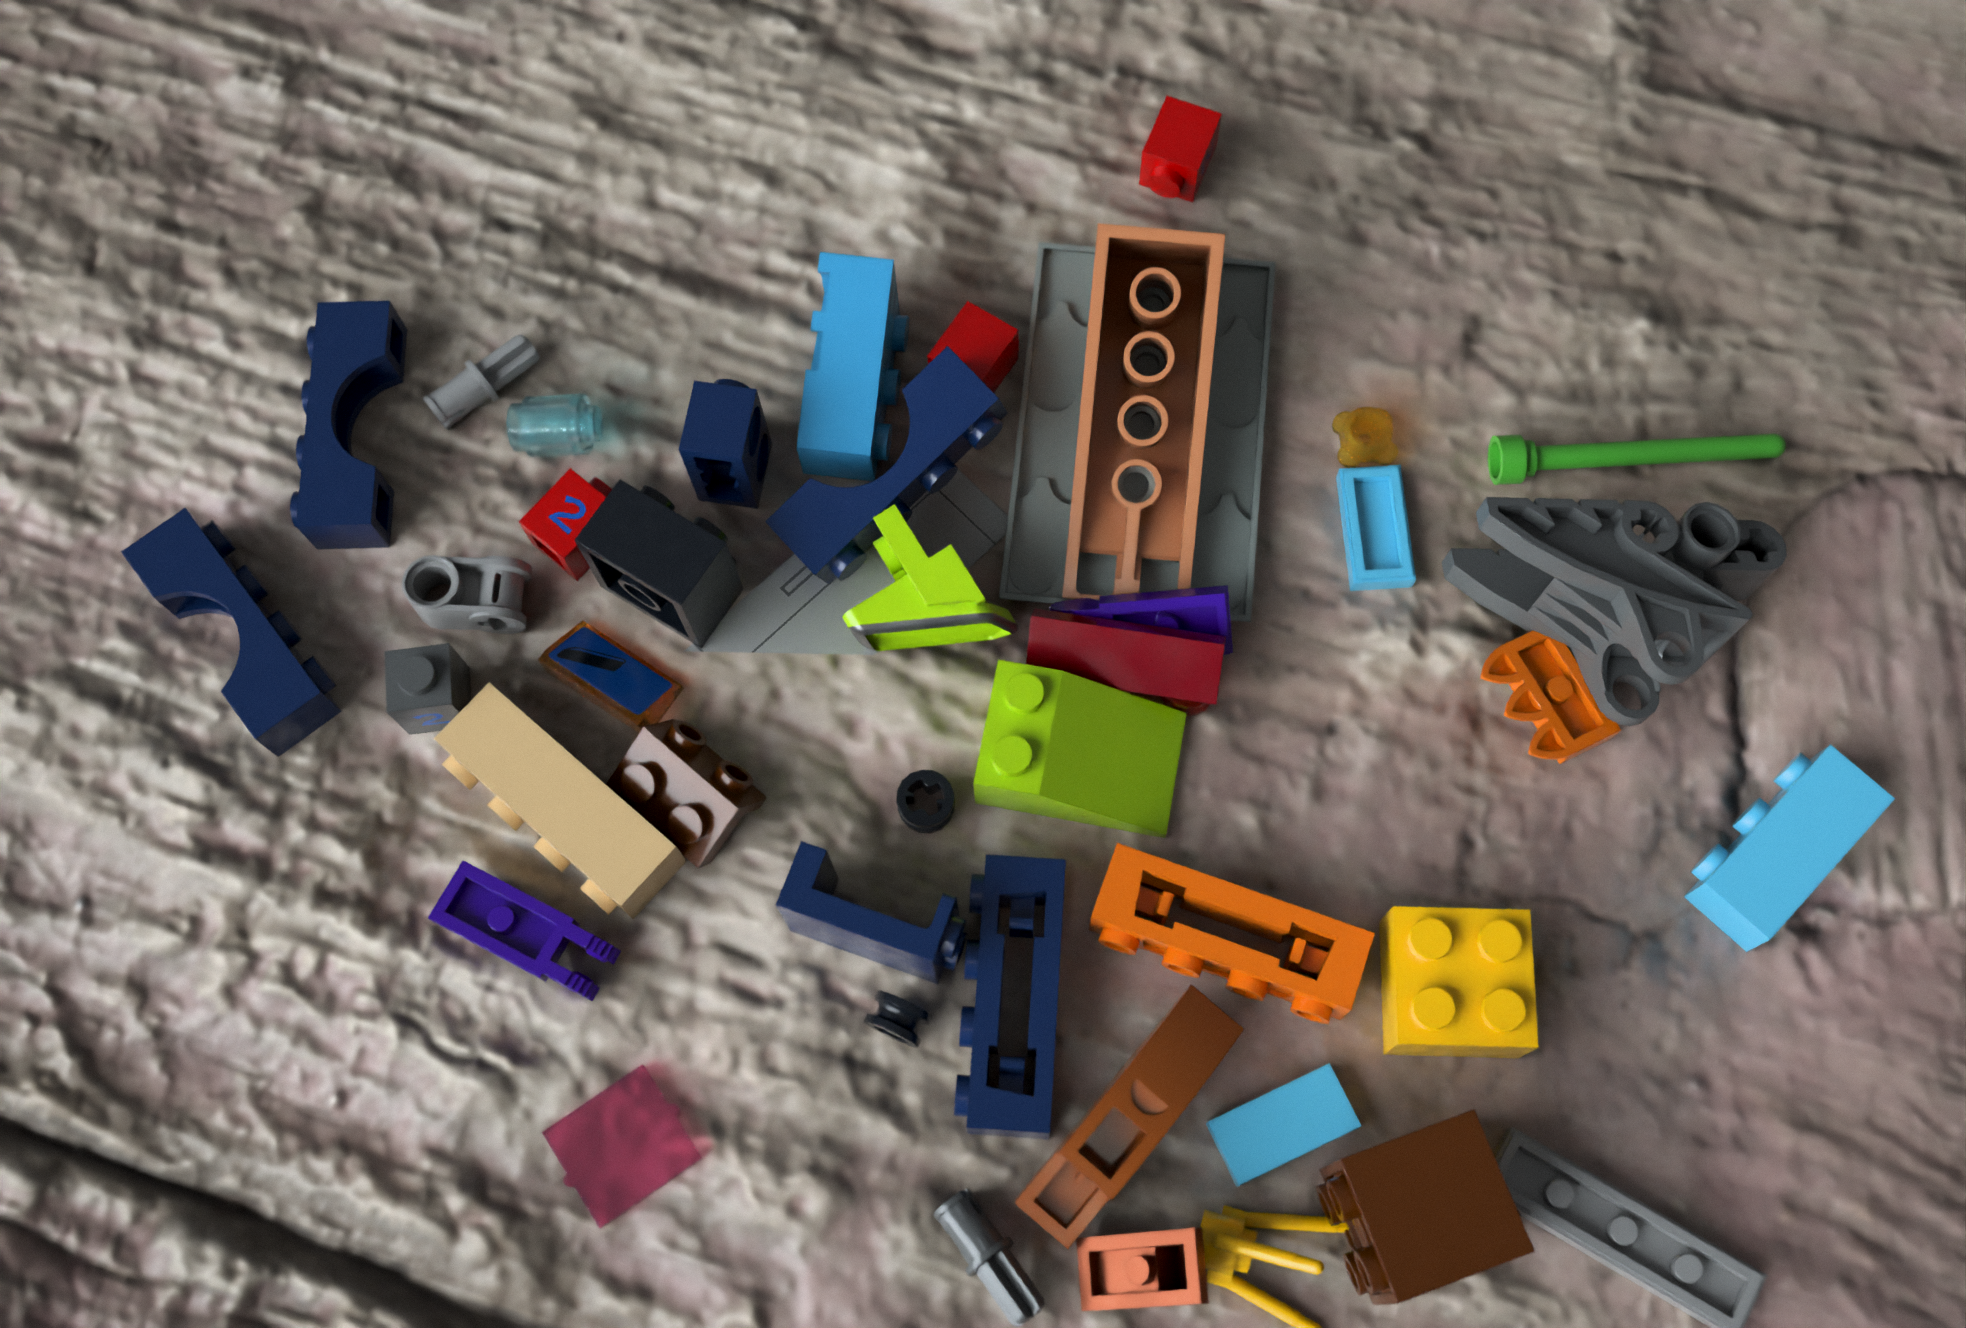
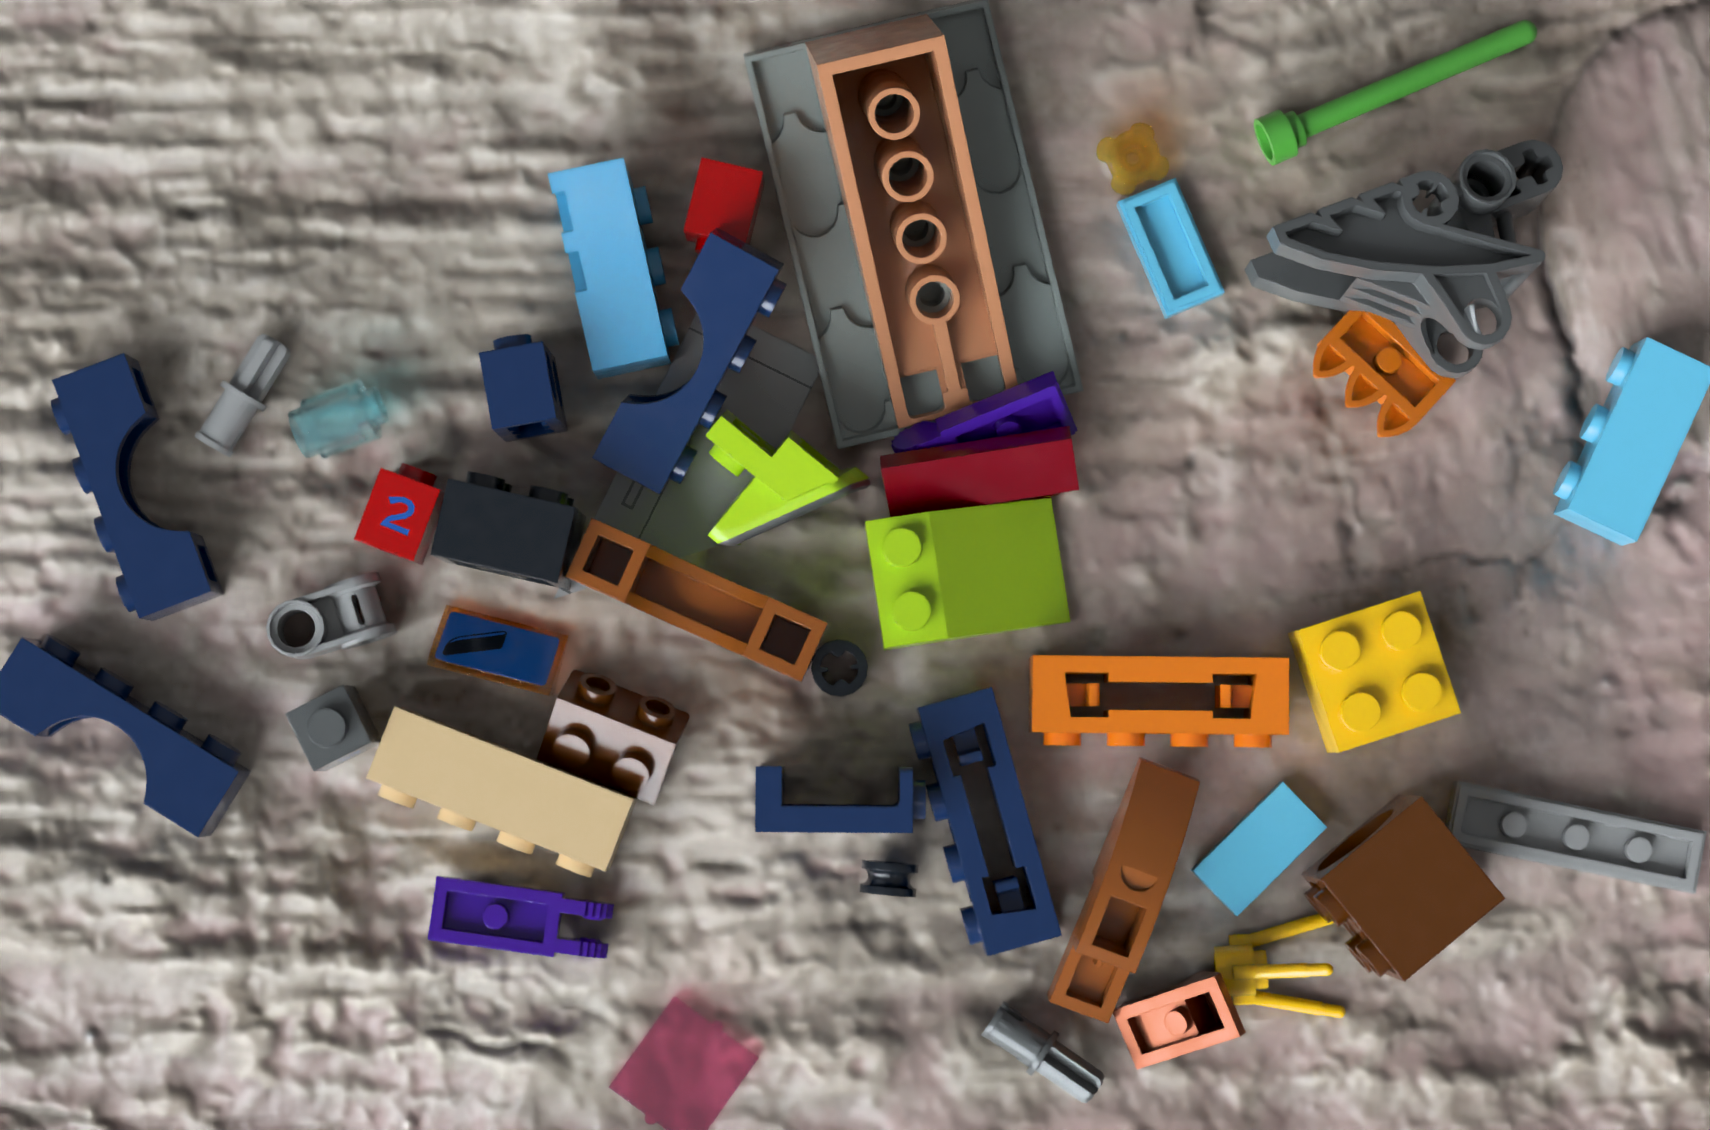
camera: 25 degrees left, 15 degrees up
(786, 664) = (696, 600): none -> dark orange arch

